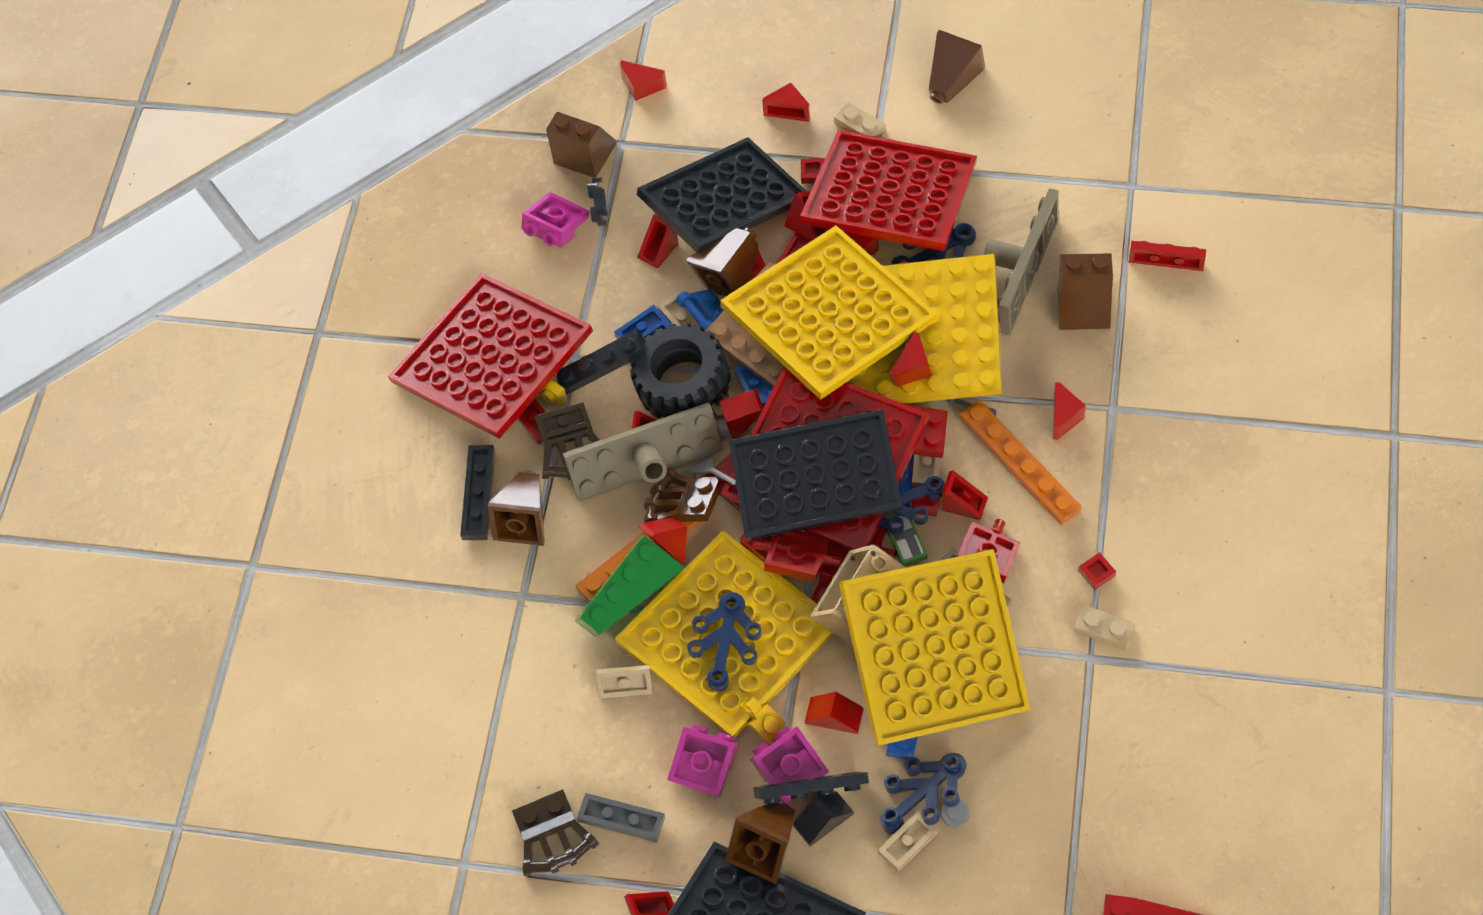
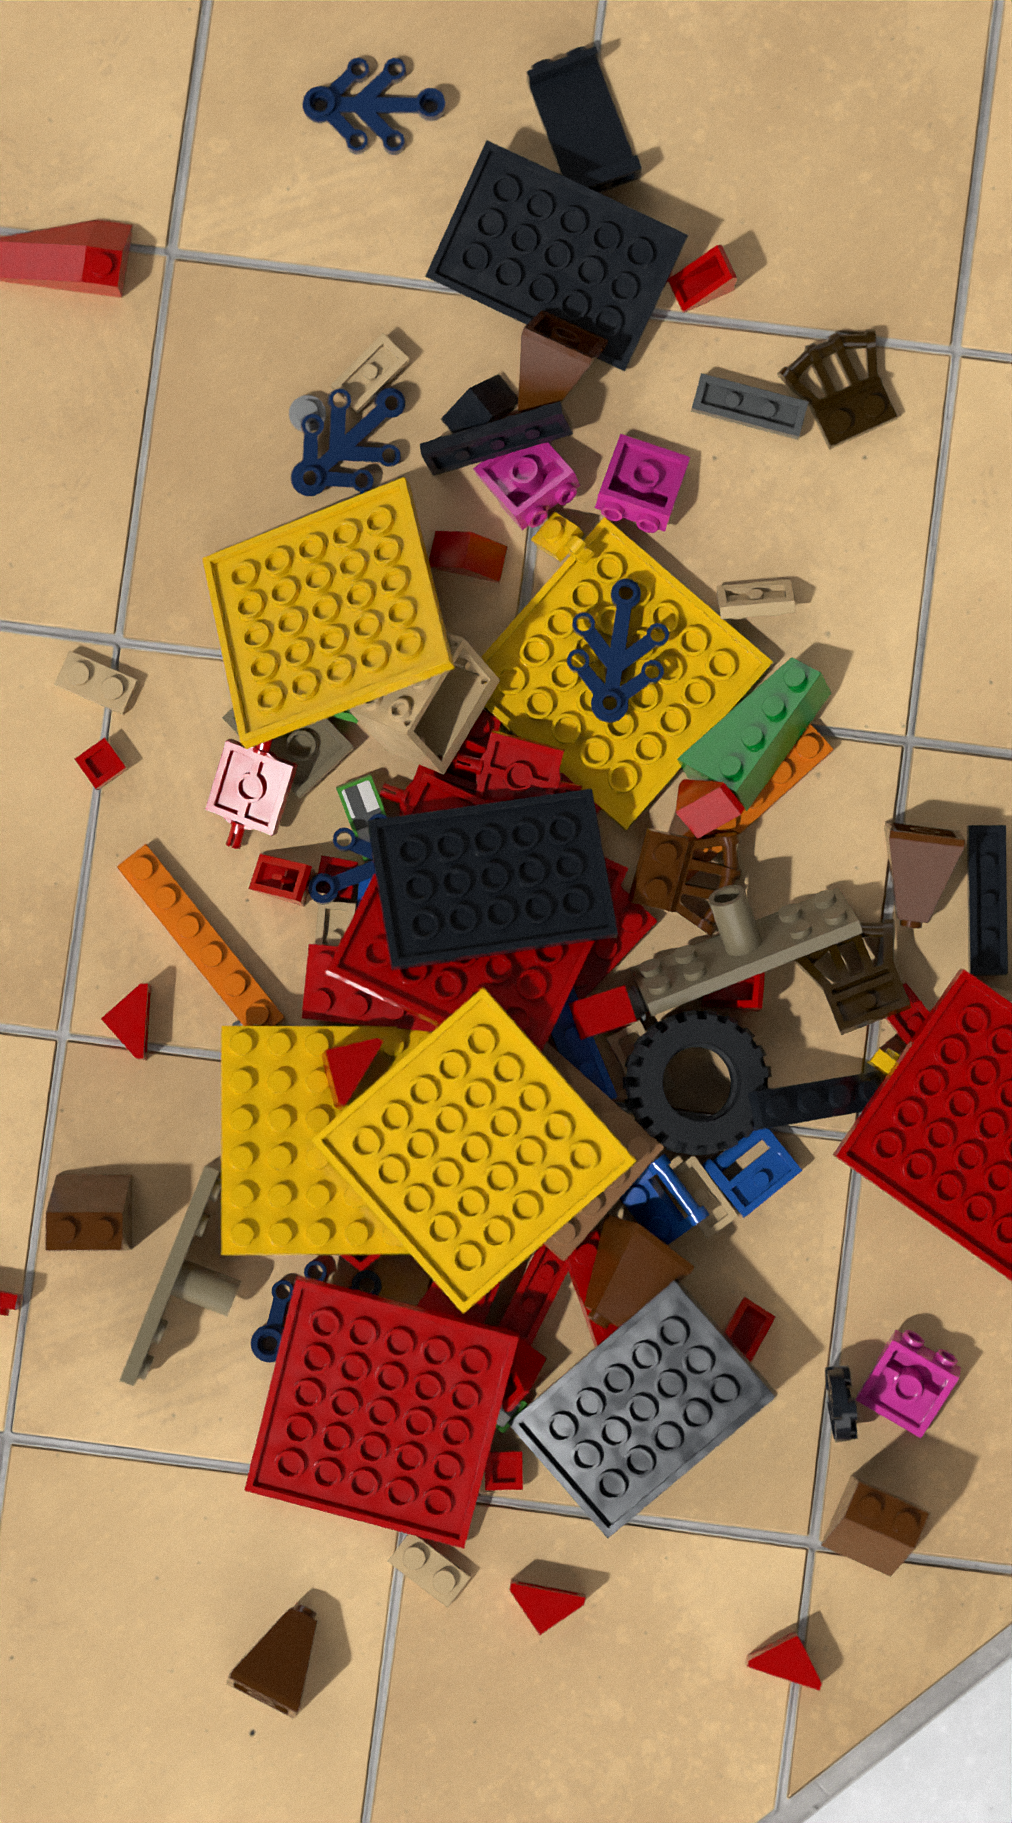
camera: 175 degrees right, 25 degrees up
(706, 466) = (657, 937): light grey piece -> none

